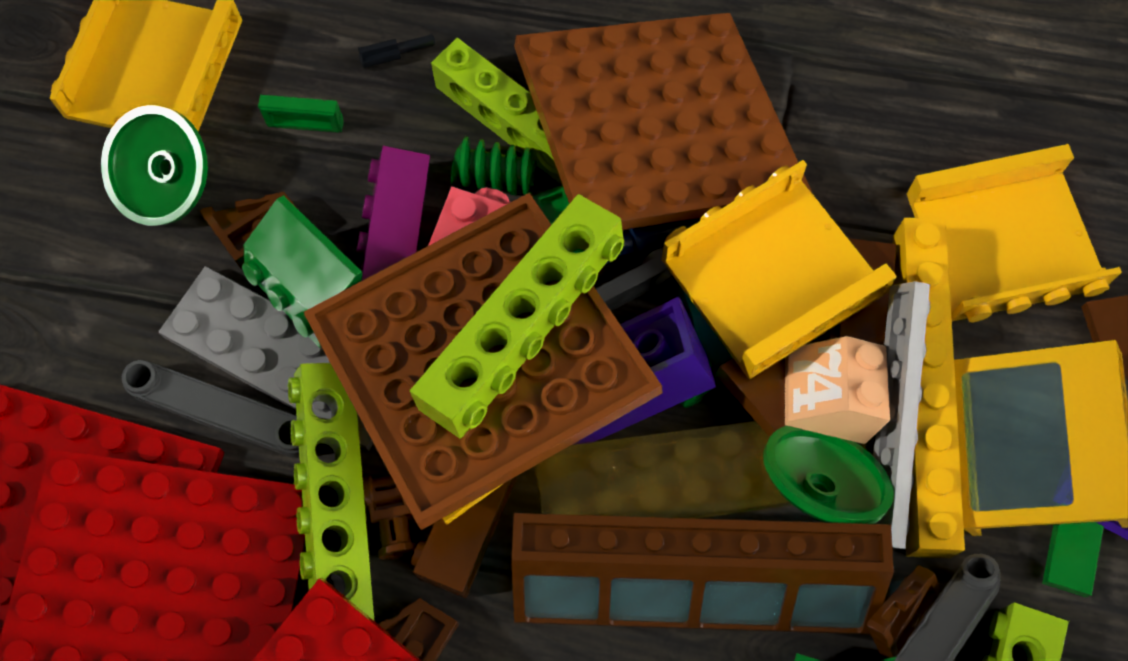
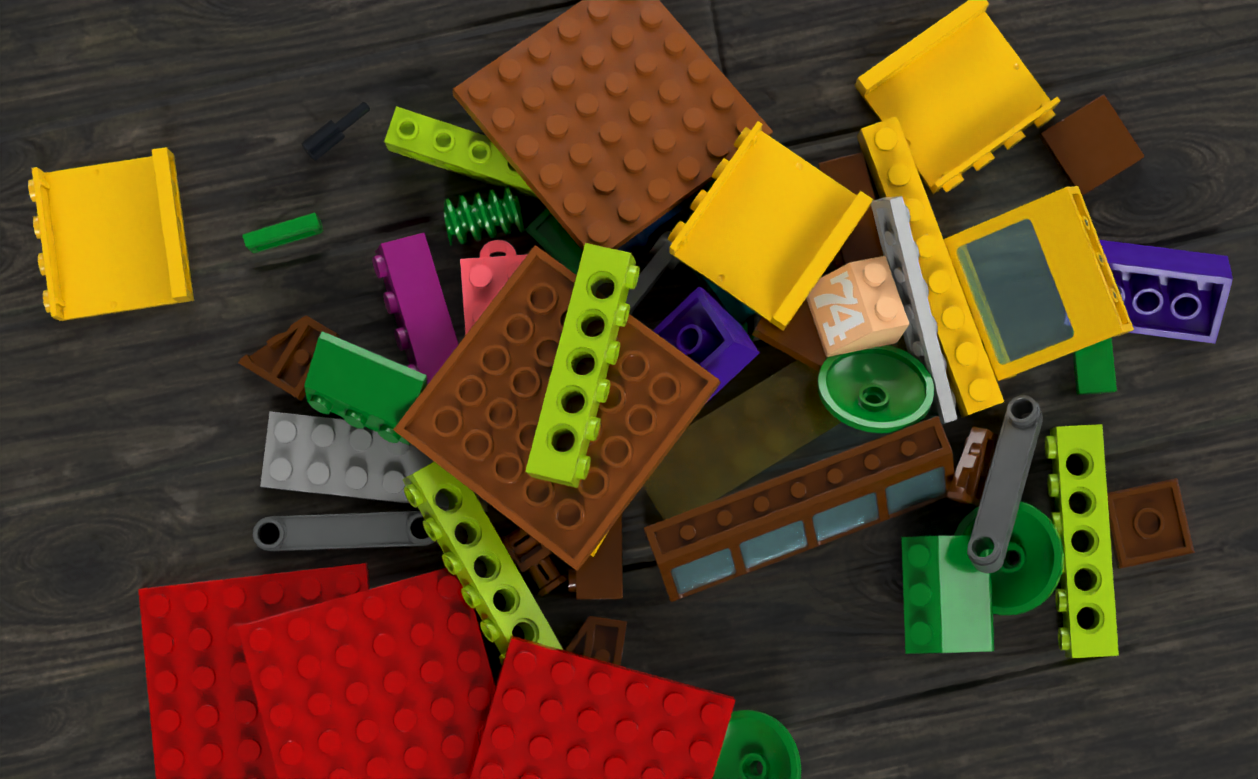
camera: 20 degrees left, 15 degrees up
(138, 163) = (170, 356): green dish -> none

